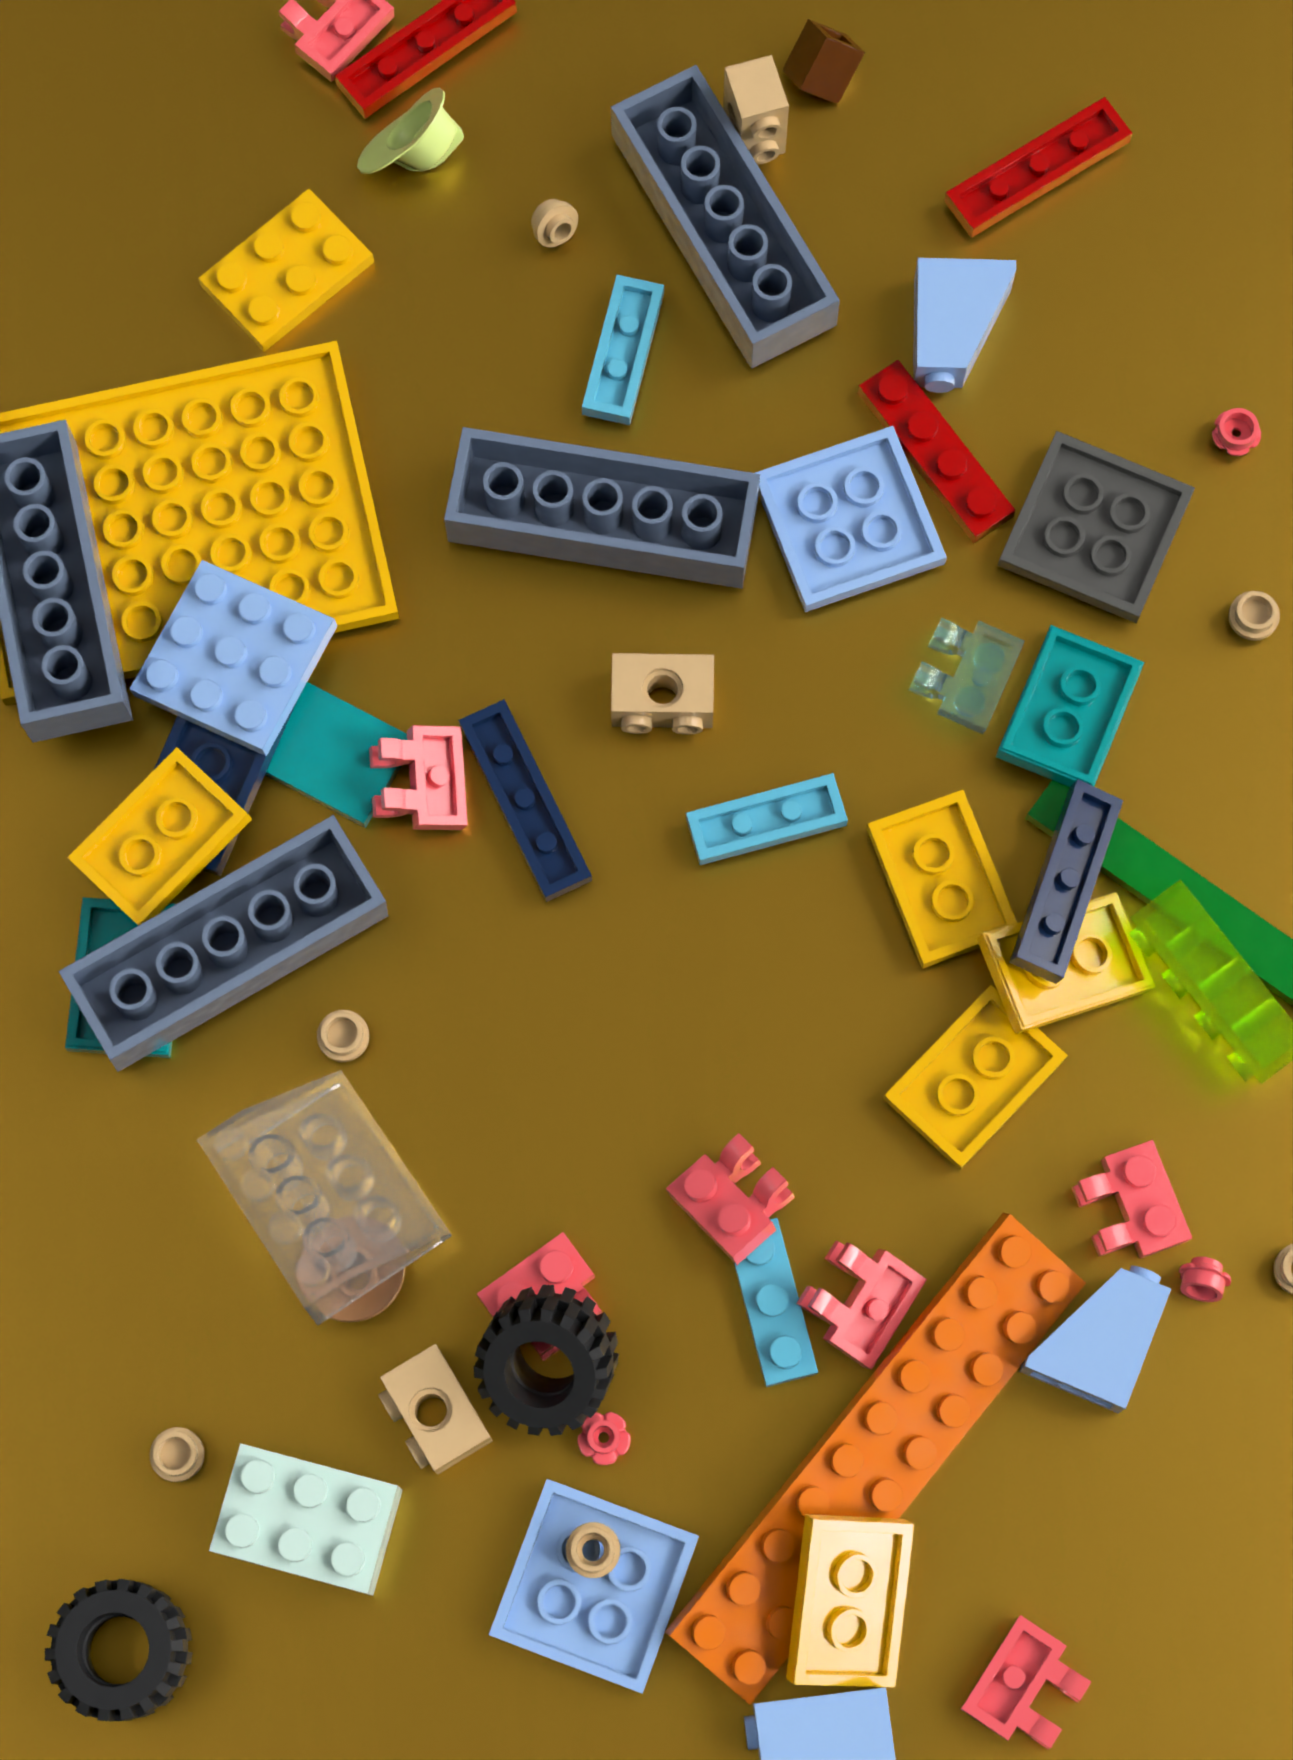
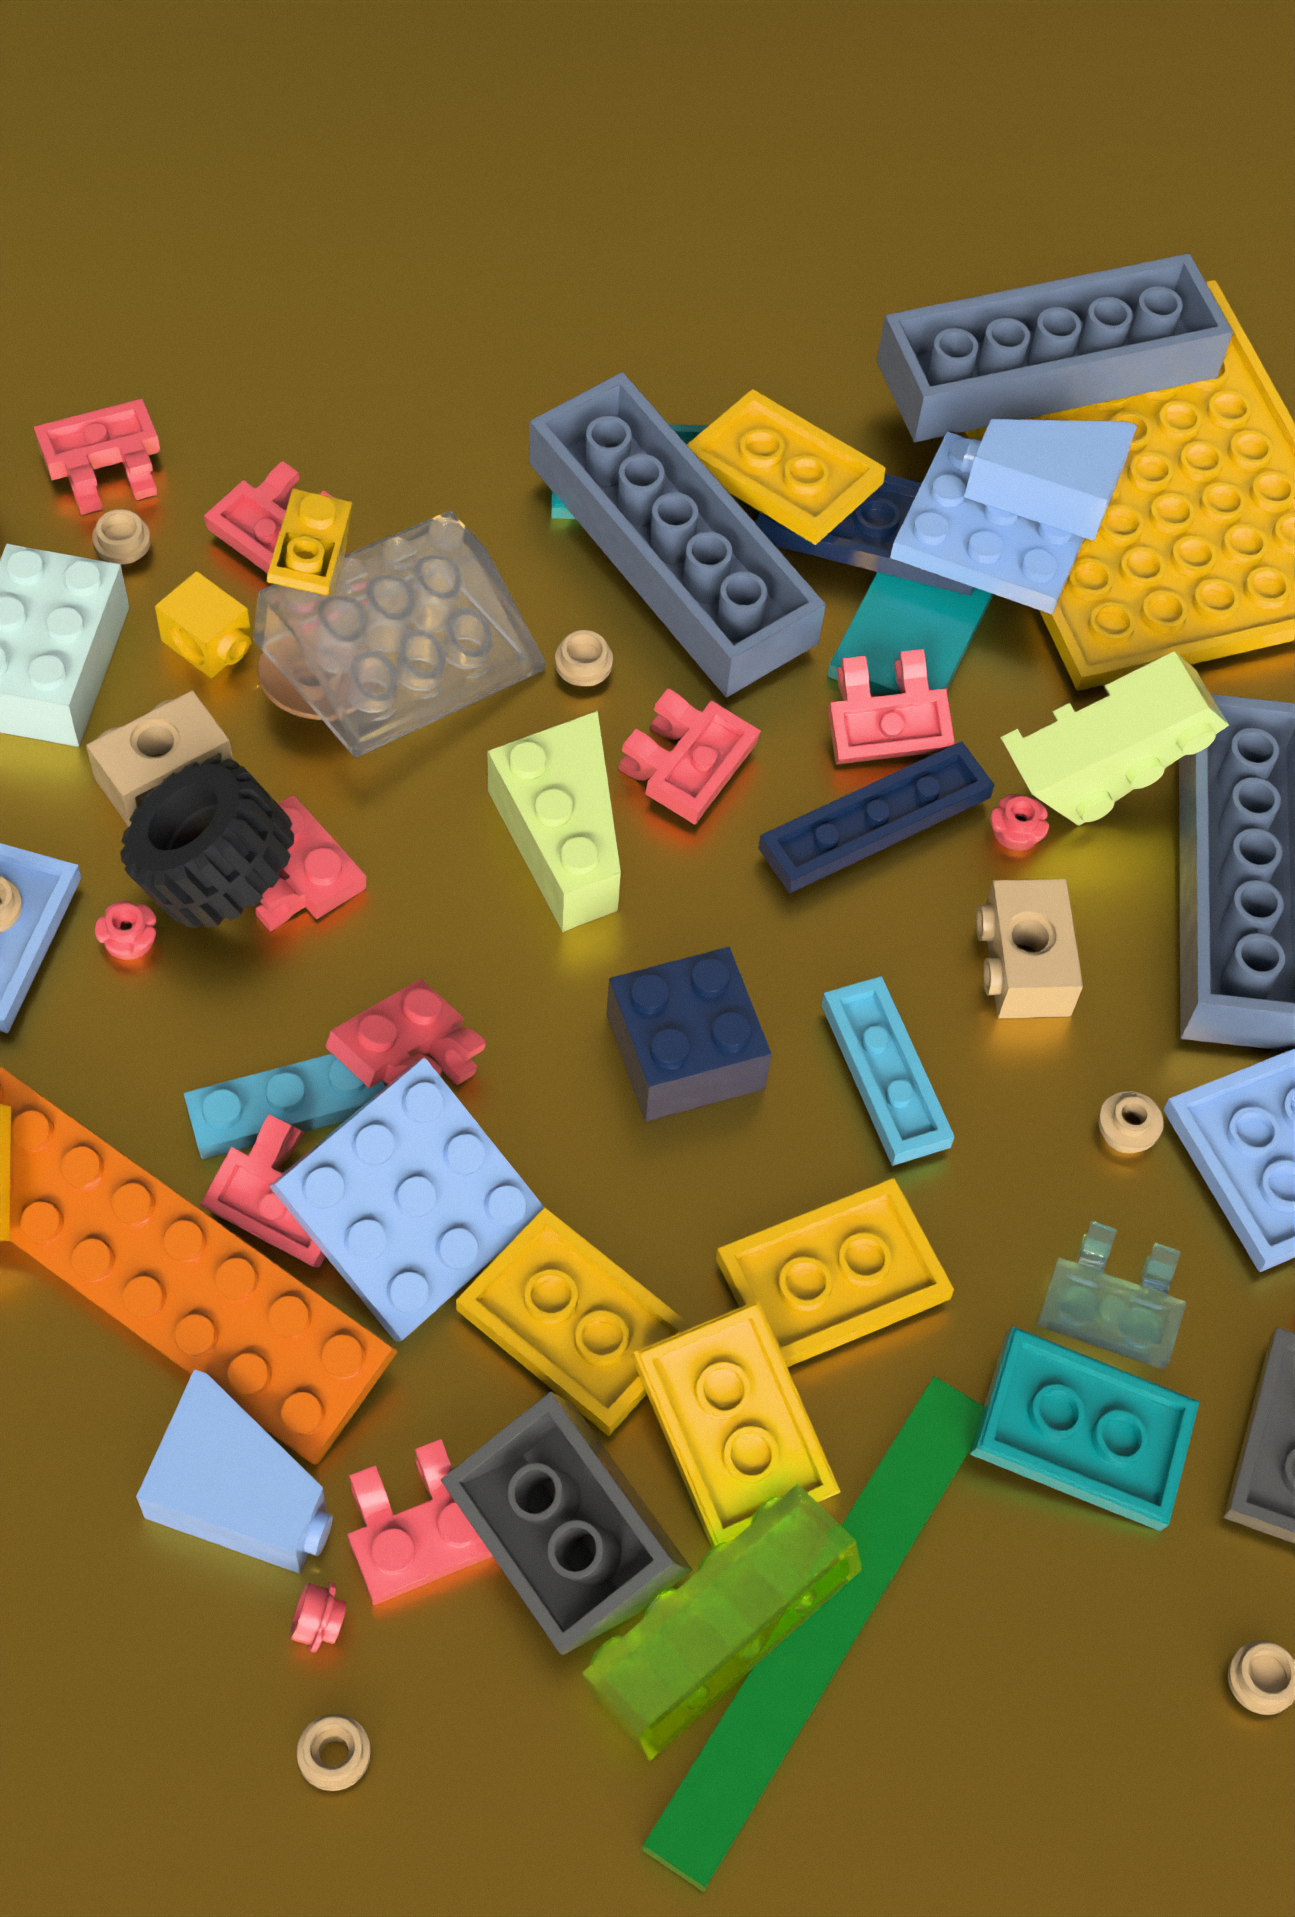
camera: 80 degrees right, 15 degrees down
(60, 1478) = (97, 440): none -> coral plate
(184, 1316) = (253, 517): none -> coral plate
(209, 600) = (1049, 470): none -> light blue slope
(292, 1371) = (204, 625): none -> yellow brick
(293, 1253) = (311, 543): none -> yellow slope
(462, 941) = (699, 765): none -> coral plate
(491, 589) = (1118, 741): none -> yellowish green wedge
(520, 1059) = (561, 816): none -> yellowish green wedge
(532, 696) = (1015, 833): none -> coral plate
(733, 971) = (688, 1033): none -> dark blue brick
(813, 651) = (1128, 1137): none -> tan plate
(880, 1199) = (408, 1199): none -> light blue plate
(1066, 882) = (841, 1404): dark blue plate -> none
(1146, 1090) = (565, 1524): none -> dark grey slope

